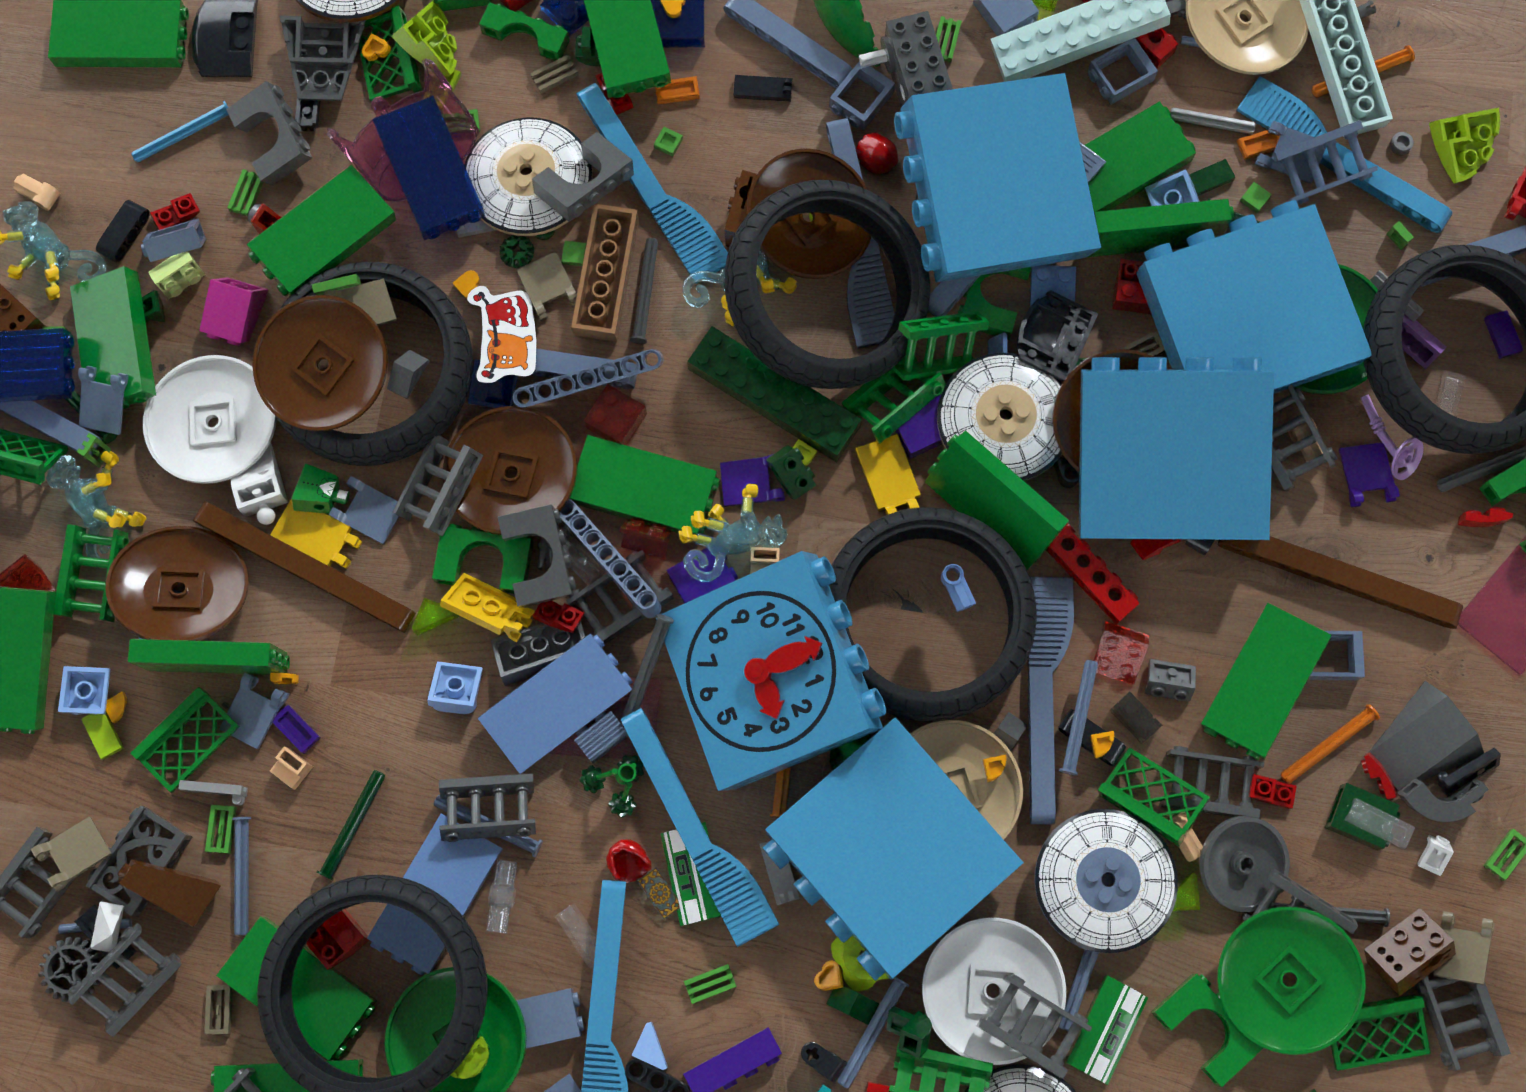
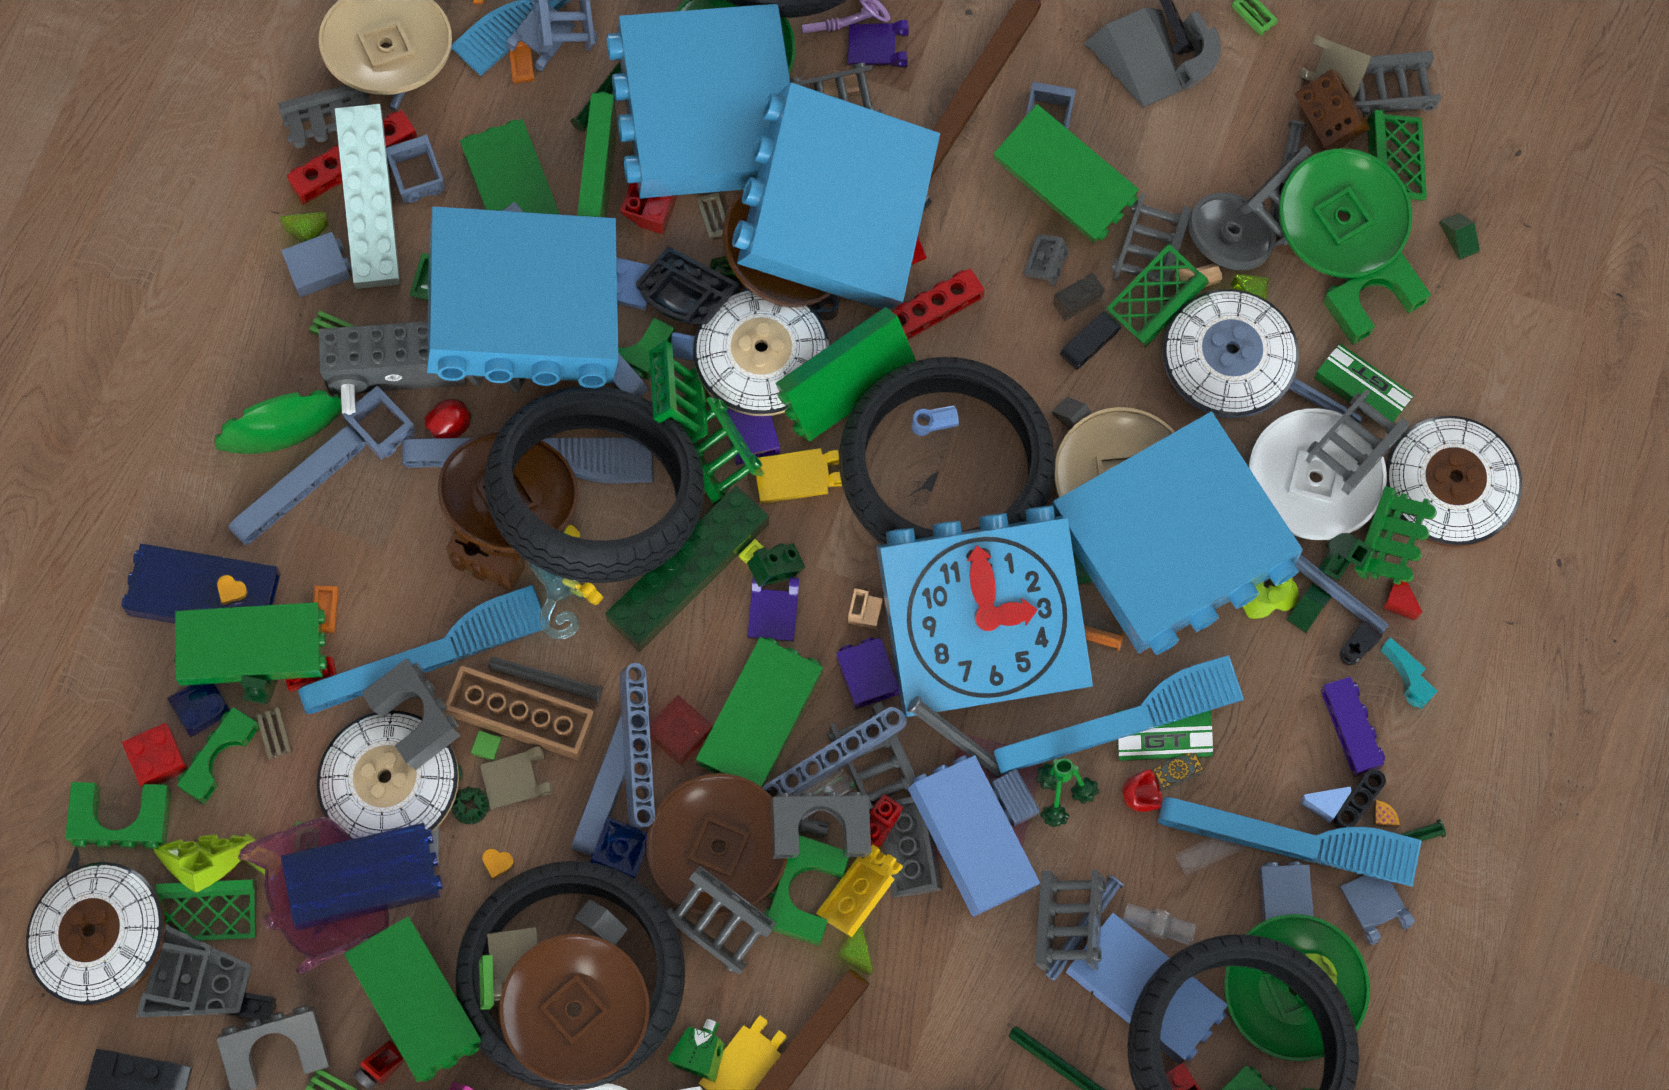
camera: 85 degrees left, 5 degrees down
(369, 512) = (730, 1003): sand blue flag -> none
(375, 48) = (197, 920): light orange tile -> none
(455, 688) = (938, 938): light blue slope -> none
(507, 334) = (566, 824): sticker -> none
(650, 539) = (815, 720): clear red bracket -> none
(668, 141) = (381, 628): bright green tile -> none
(691, 991) = (1268, 718): bright green tile -> none
(731, 538) = (836, 631): clear light blue animal -> none
(762, 88) = (344, 521): black hinge -> none
(780, 880) = (1184, 652): light grey hinge -> none
(829, 977) = (1282, 622): light orange tile -> none
(994, 767) = (1109, 429): light orange tile -> none
(1052, 637) = (1046, 379): sand blue piece -> none
(1079, 718) = (1072, 343): sand blue axle -> none
(1102, 743) = (1100, 329): light orange tile -> none
(1121, 652) = (1012, 297): clear red bracket -> none
(1172, 190) = (563, 150): light blue slope -> none
(1212, 121) = (488, 98): light grey axle -> none
(1212, 177) = (547, 114): dark green tile -> none
(1255, 197) = (577, 78): bright green tile -> none
(1272, 791) = (1167, 193): red slope -> none
(1330, 744) = (1130, 135): orange axle -> none
(1342, 806) = (1202, 123): dark green brick -> none
(1375, 769) = (1162, 102): red slope -> none
(1380, 823) = (1214, 107): clear hinge -> none
(1436, 854) = (1246, 70): white bracket -> none

